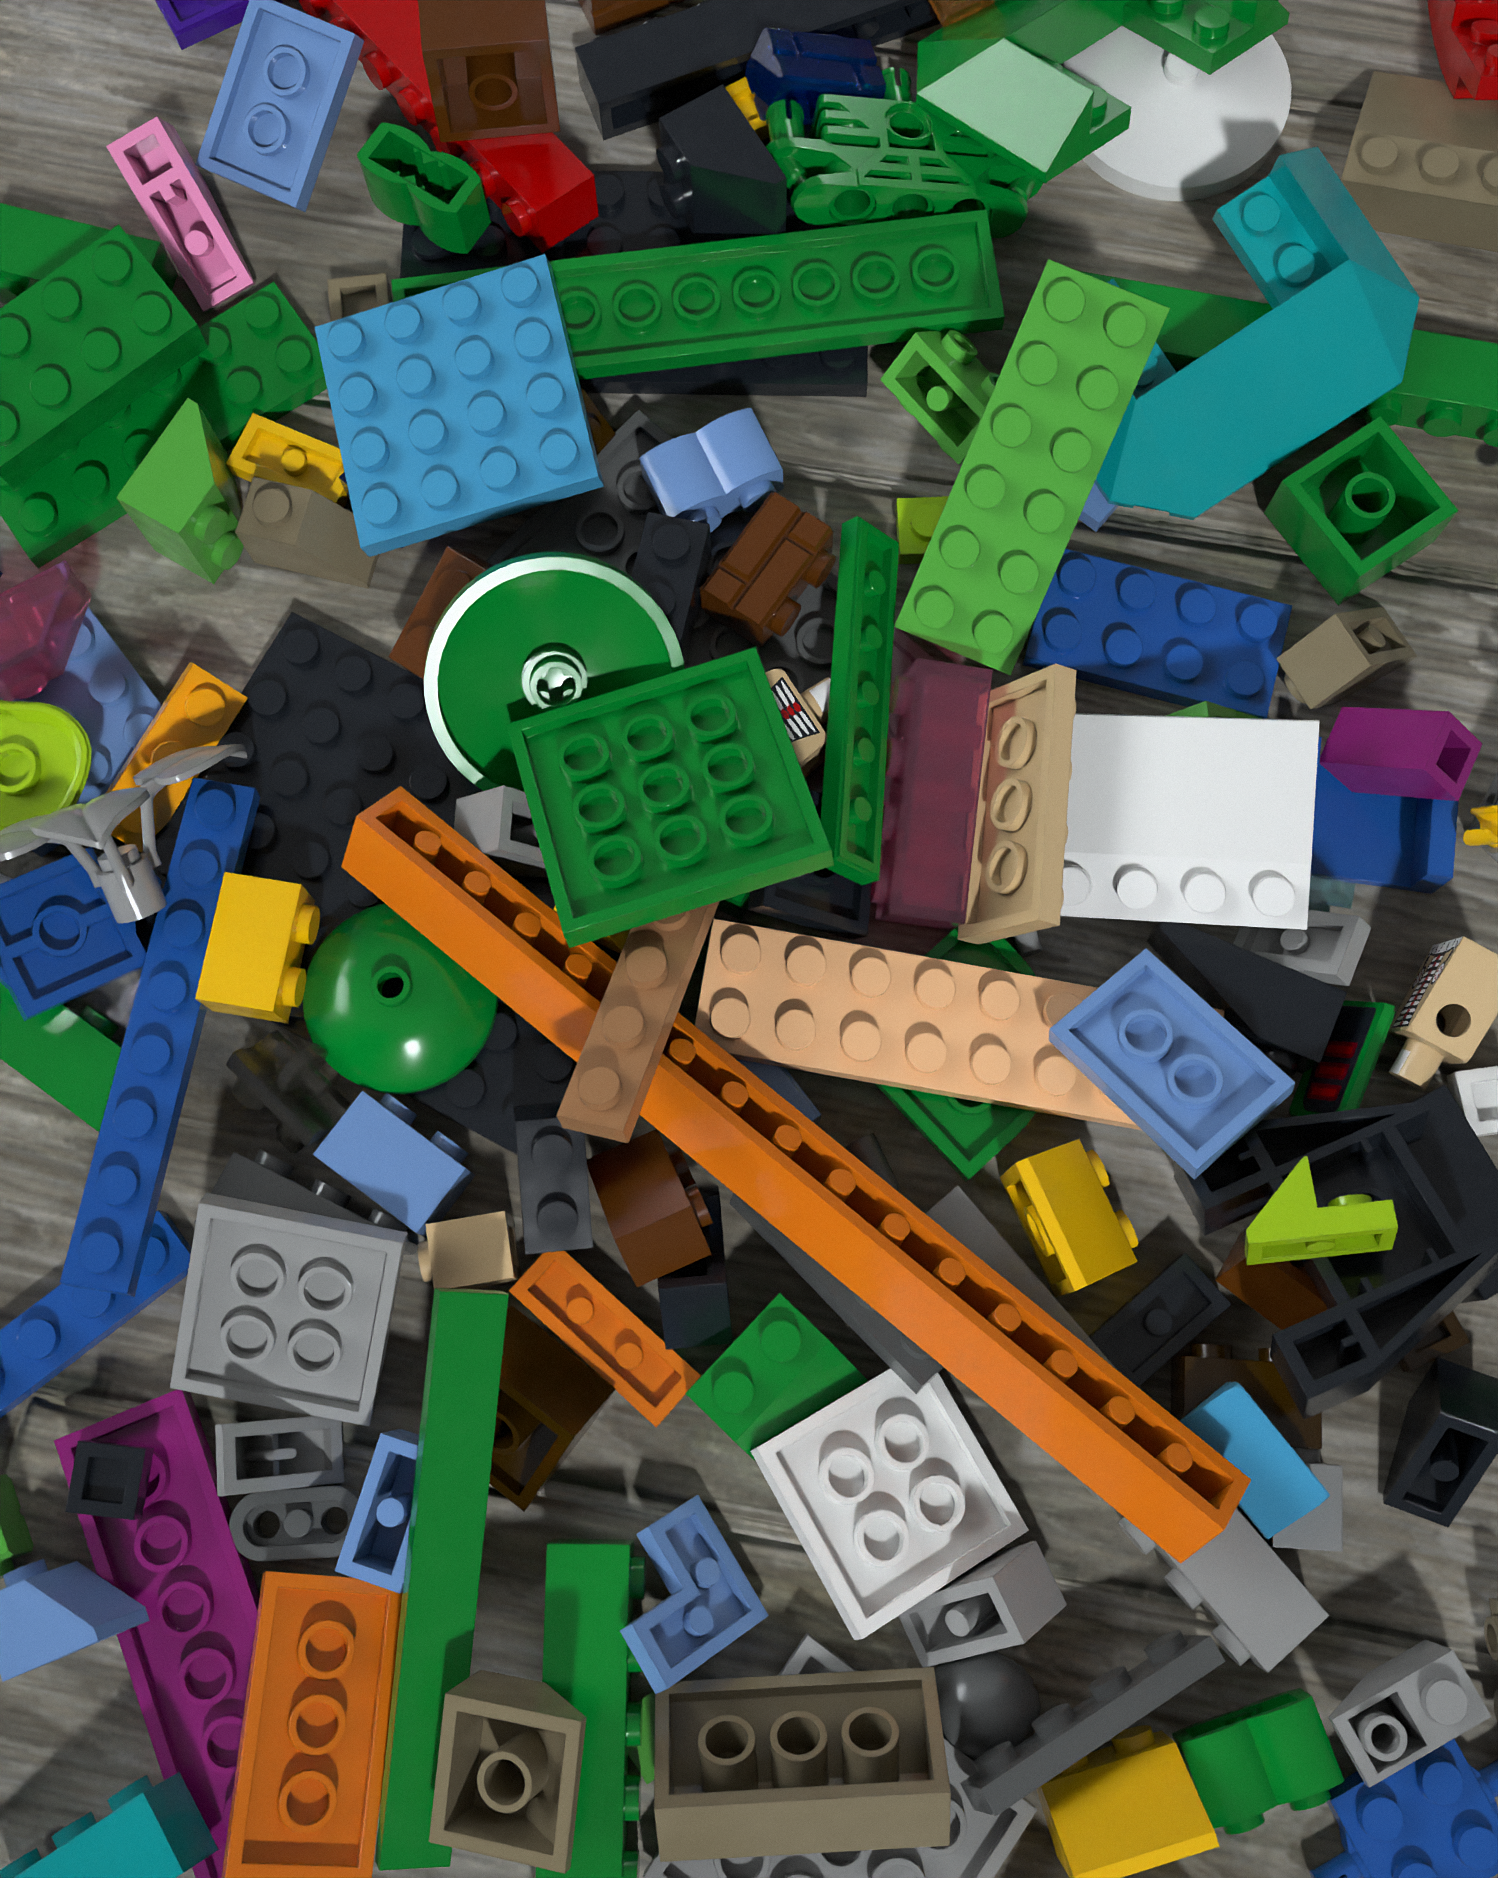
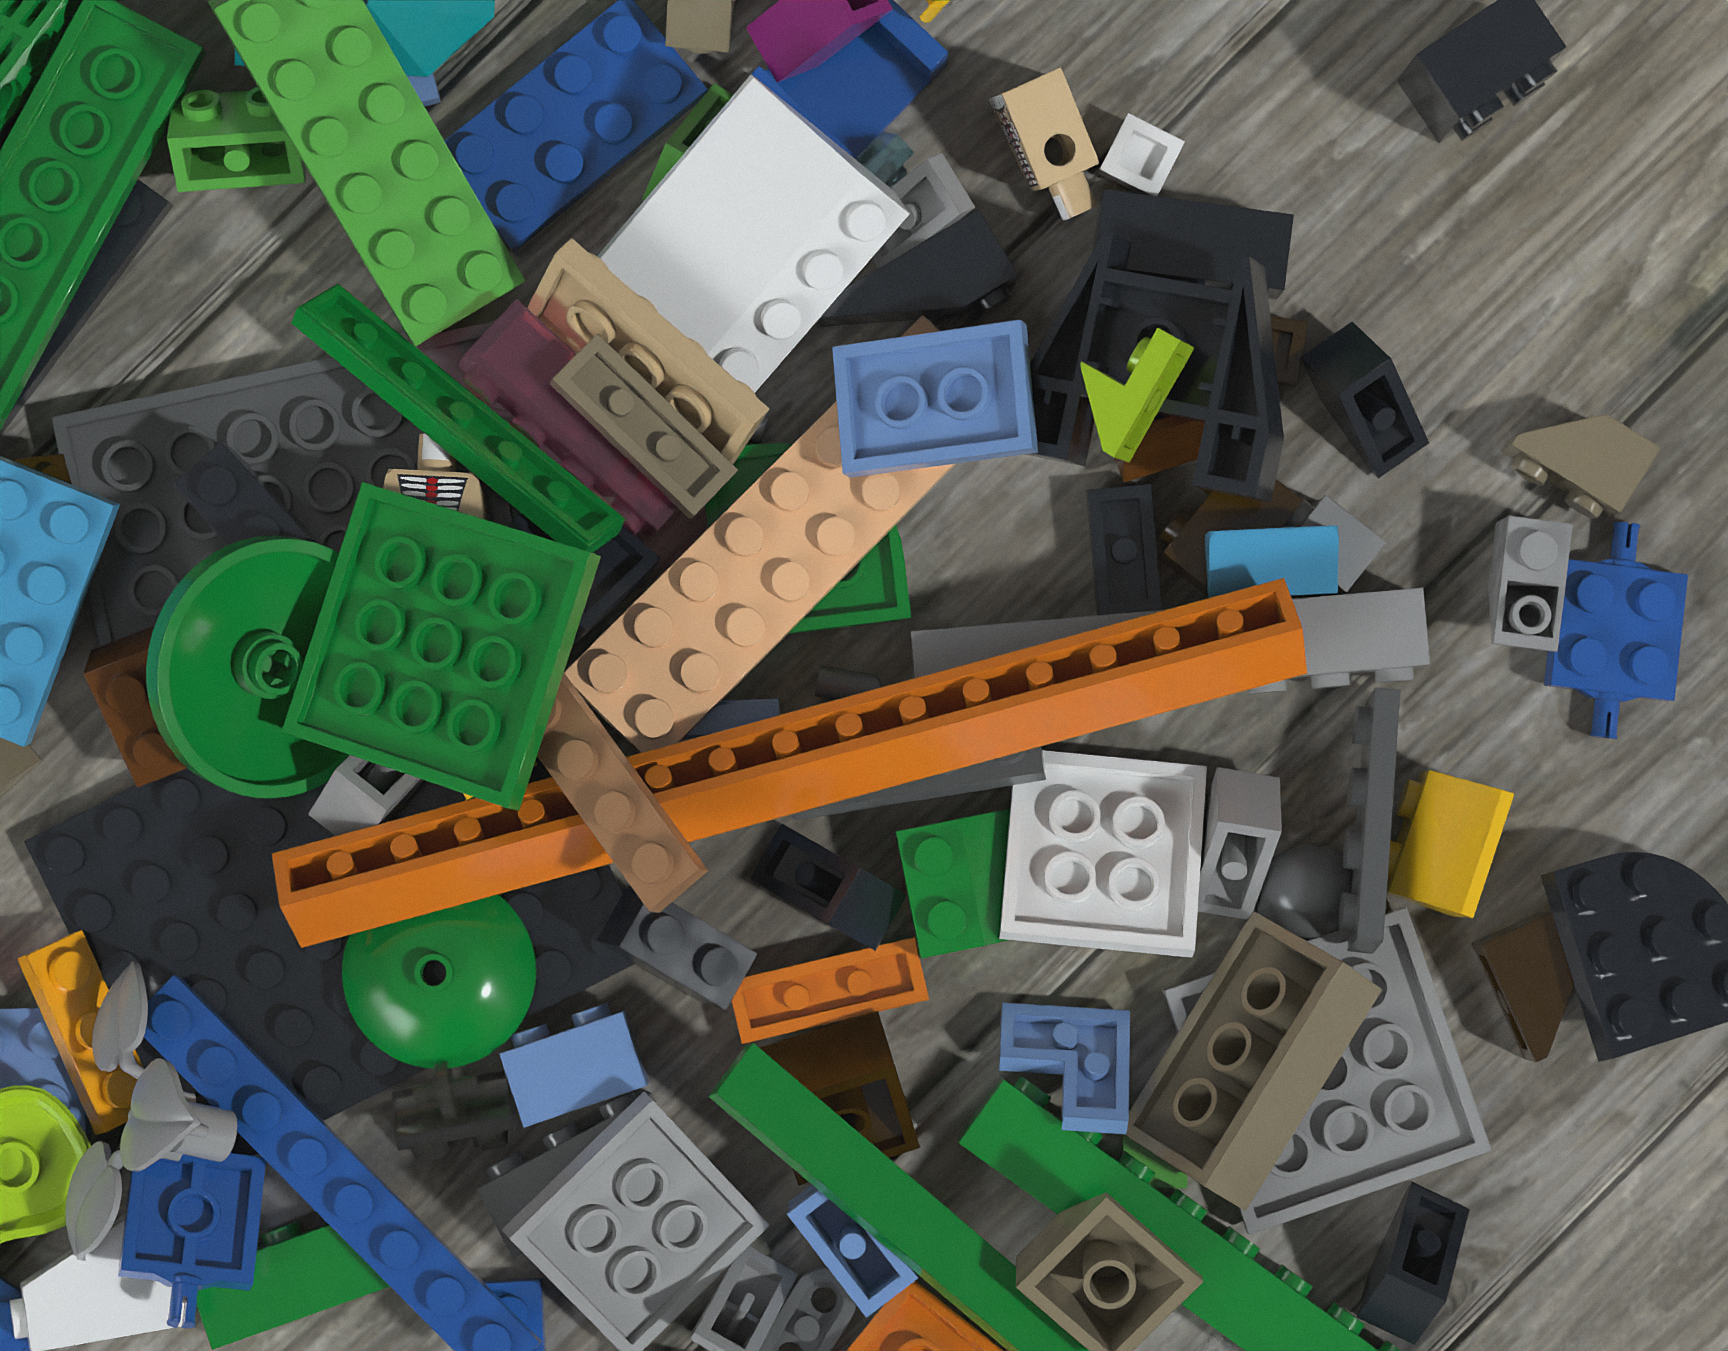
camera: 65 degrees left, 10 degrees up
(258, 948) = (319, 1060): yellow brick -> none
(470, 1252) = (689, 1055): tan brick -> none
(647, 1206) = (756, 887): reddish brown brick -> none
(713, 471) = (167, 399): medium blue brick -> none
(769, 570) = (289, 414): reddish brown brick -> none
(915, 525) = (329, 249): lime plate -> none
(965, 839) = (643, 426): none -> dark tan plate
(1069, 1216) = (997, 559): yellow slope -> none
(1260, 1760) = (1487, 716): green brick -> none
(1347, 1060) = (1041, 266): slope -> none

